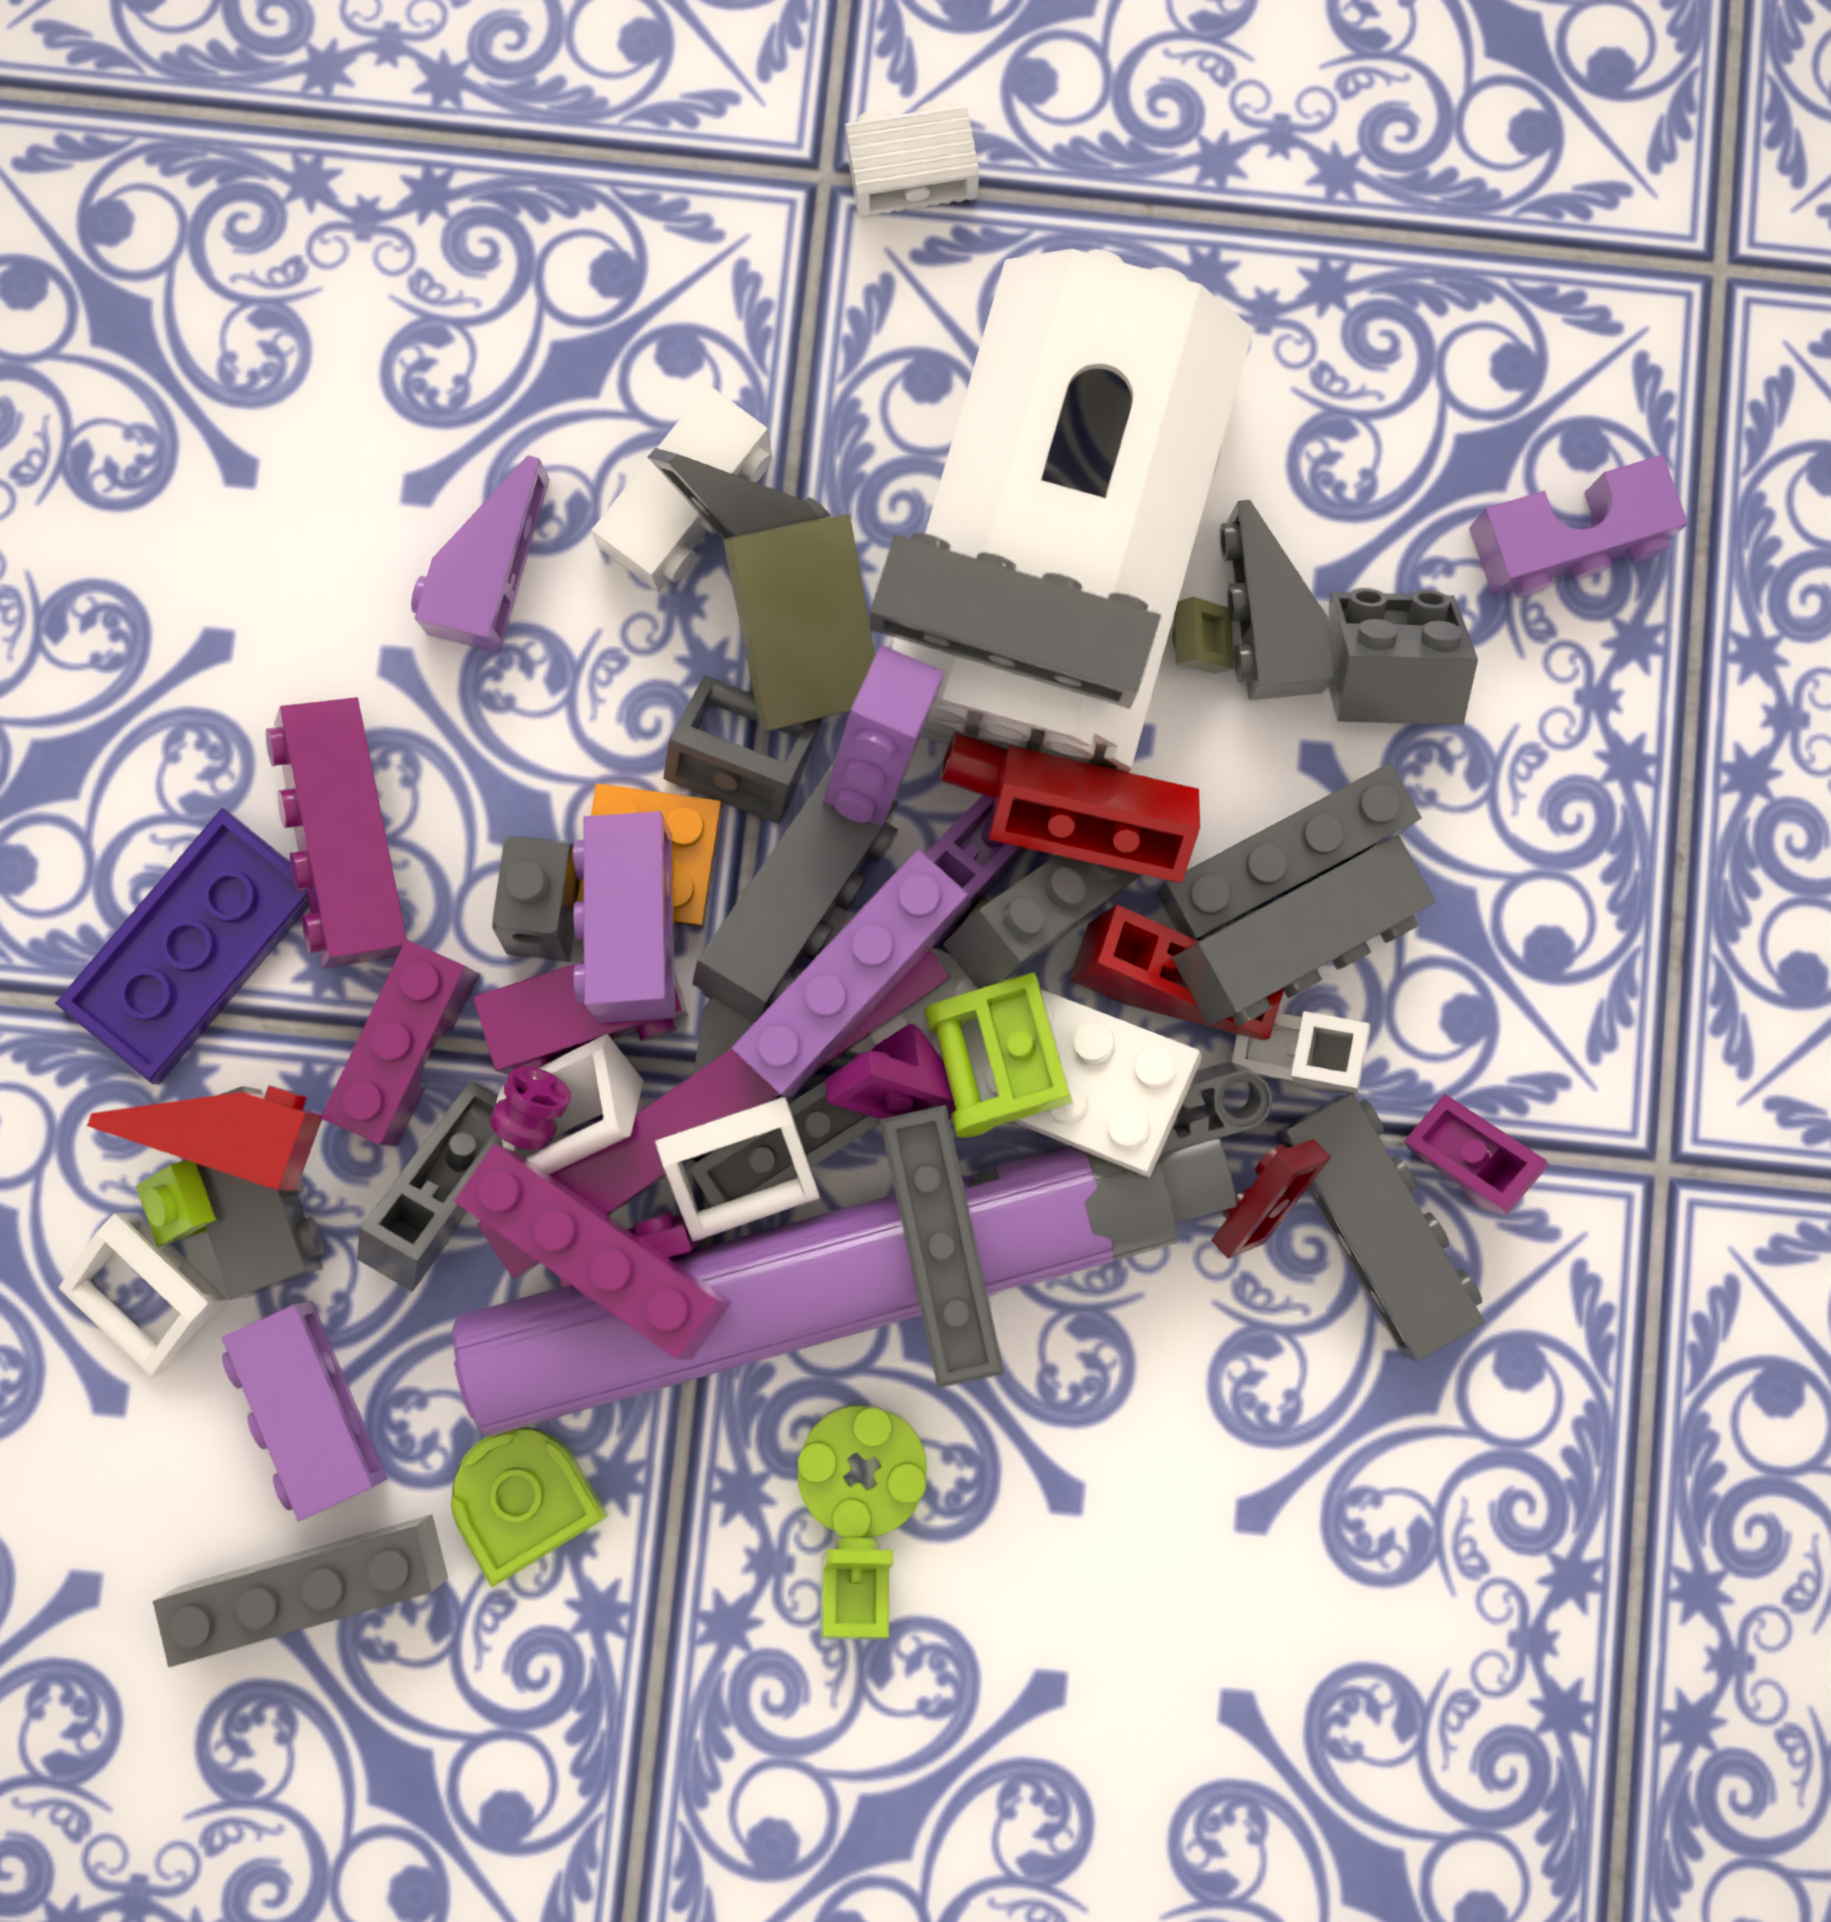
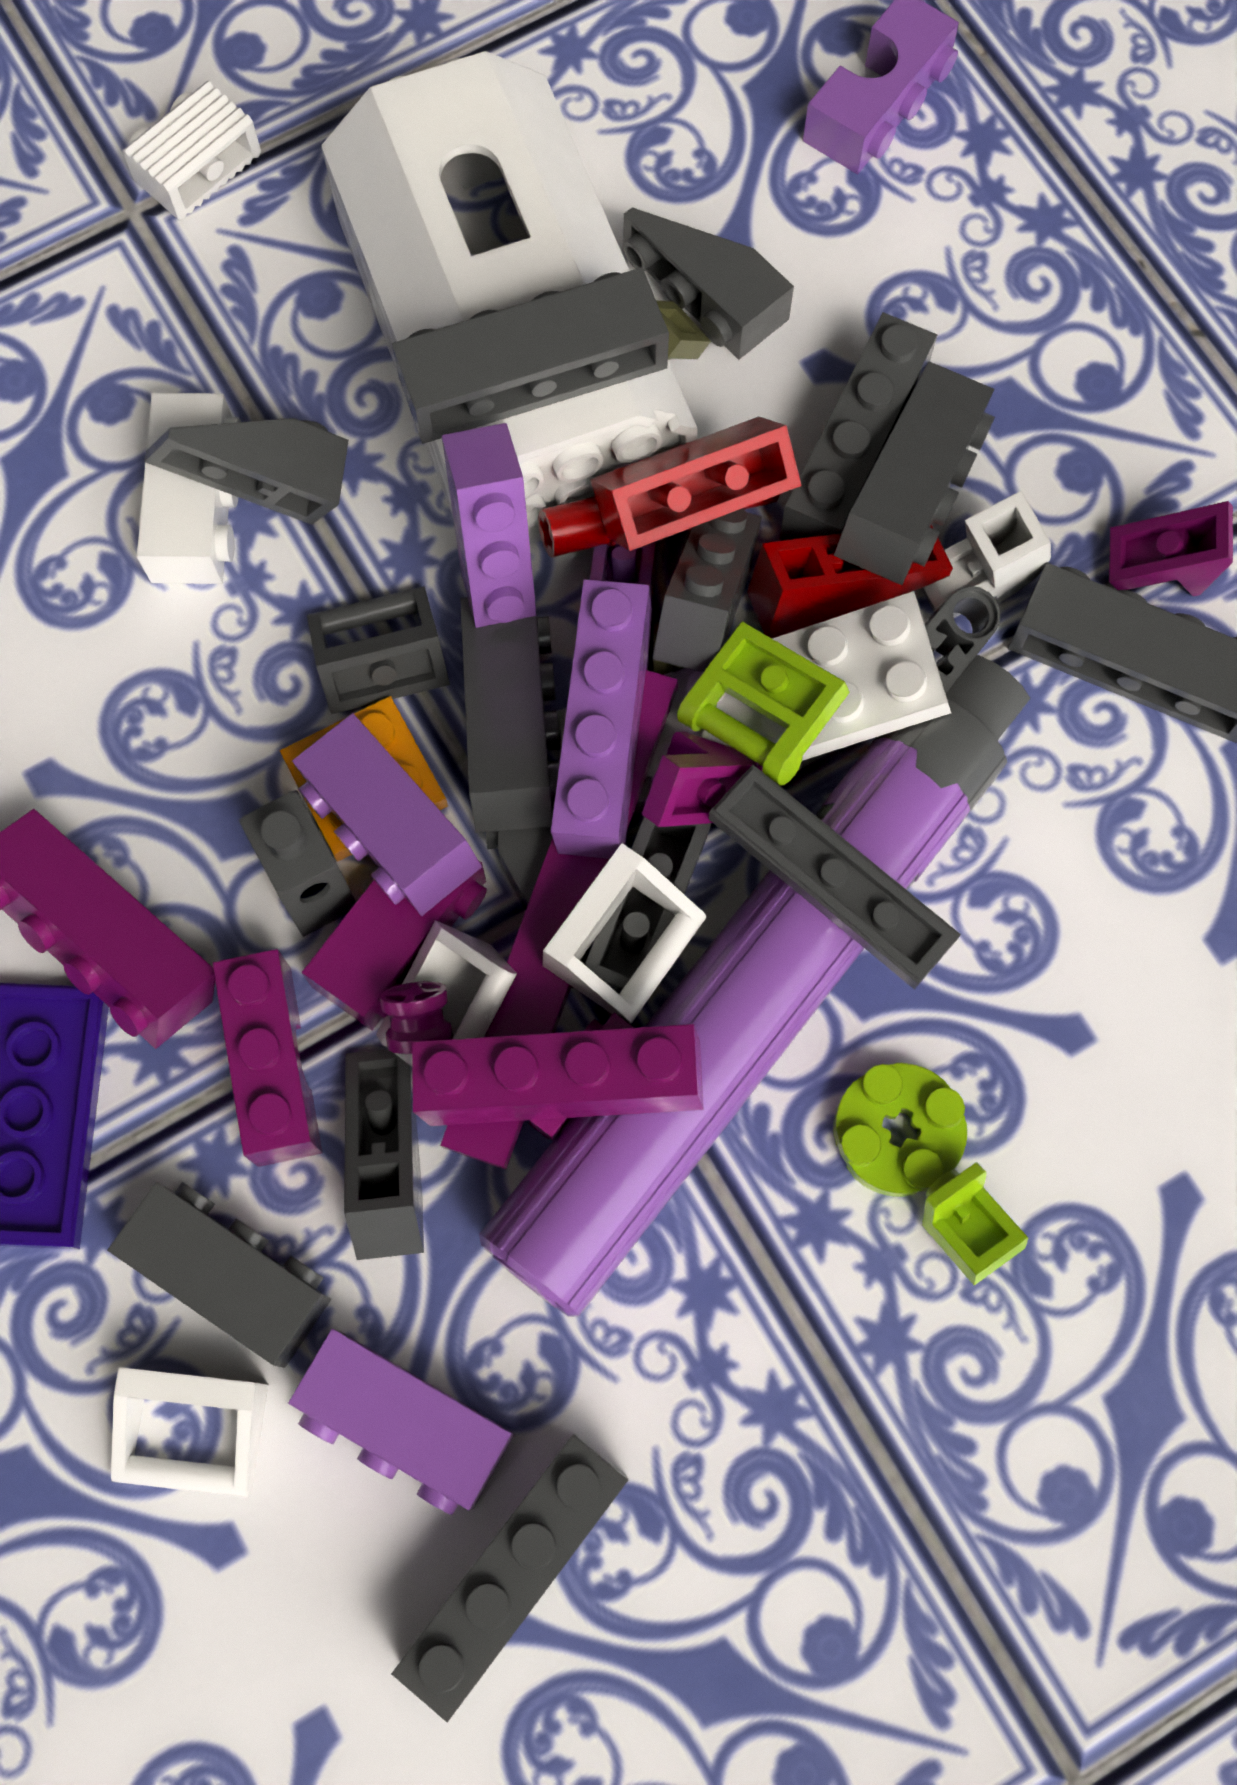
camera: 30 degrees left, 10 degrees down
(176, 1203) = (168, 1320): lime bracket -> none
(233, 1133) = (172, 1217): red slope -> none
(482, 564) = (63, 653): medium lavender slope -> none
(520, 1500) = (641, 1363): lime tile -> none
(801, 618) = (357, 509): olive tile -> none
(1261, 1208) = (1047, 654): dark red plate -> none
(1400, 657) = (833, 247): dark grey slope -> none

